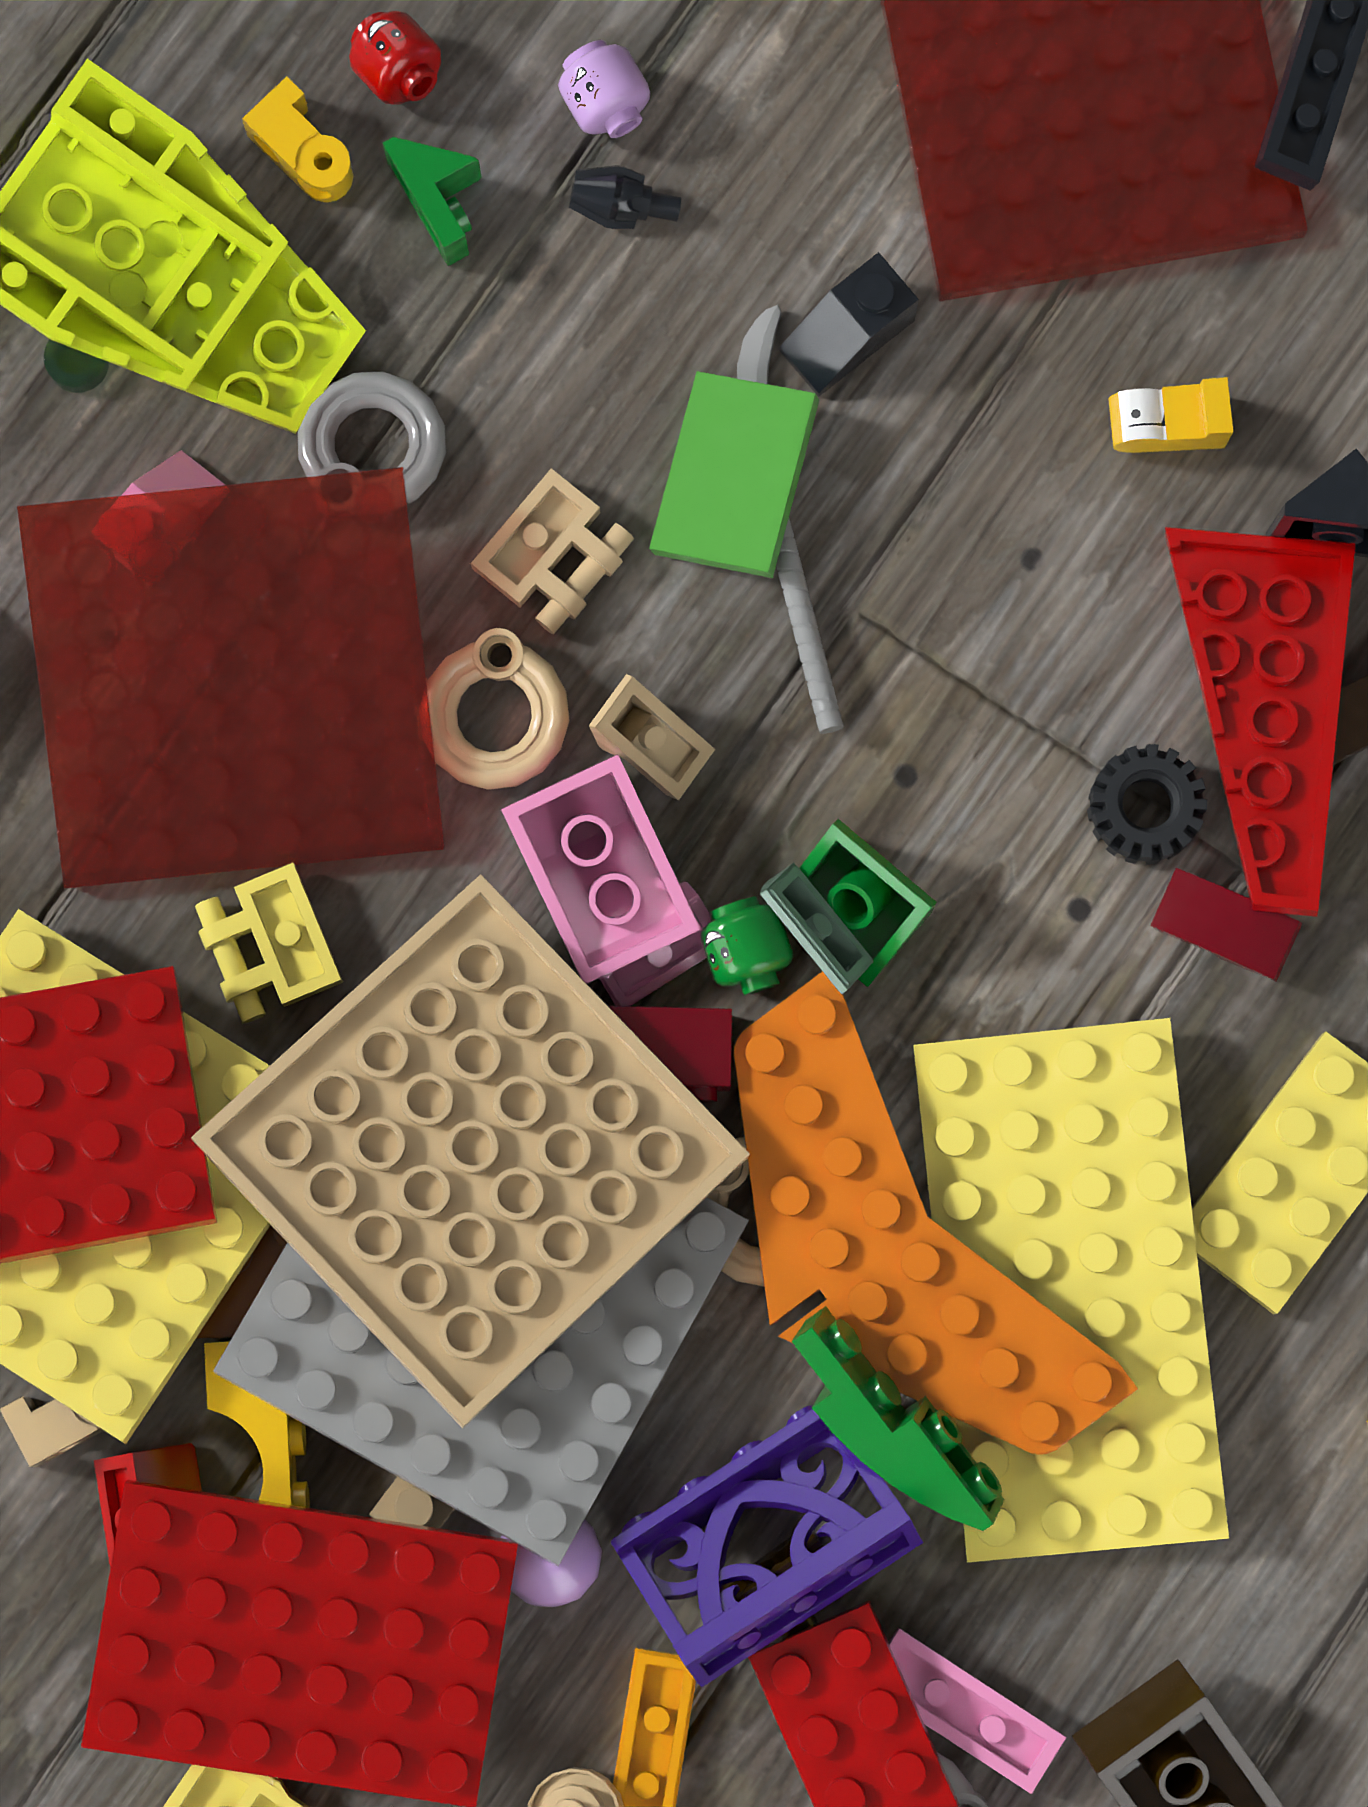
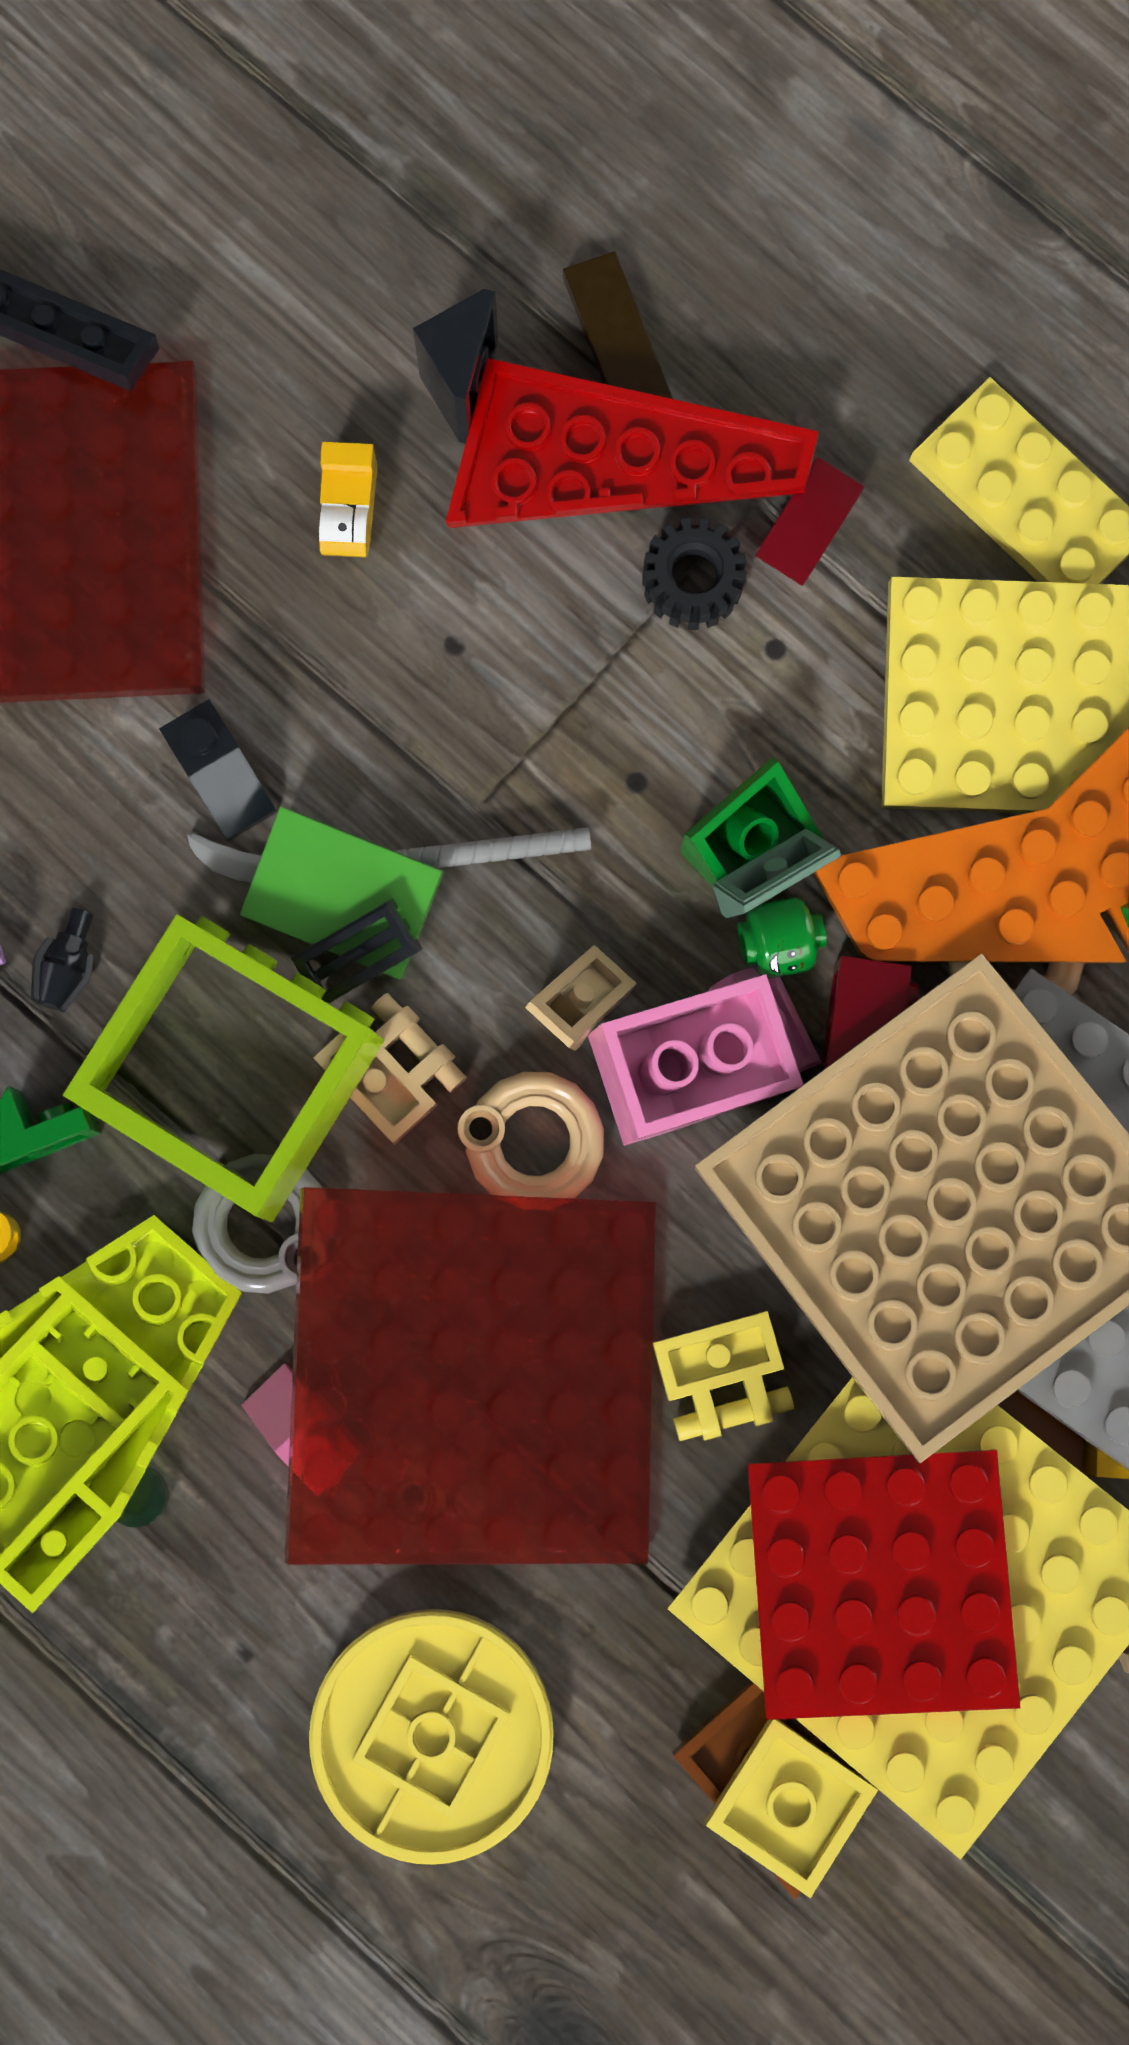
camera: 85 degrees left, 0 degrees up
(564, 510) = (314, 1120): none -> lime window
(698, 533) = (398, 928): none -> black tile

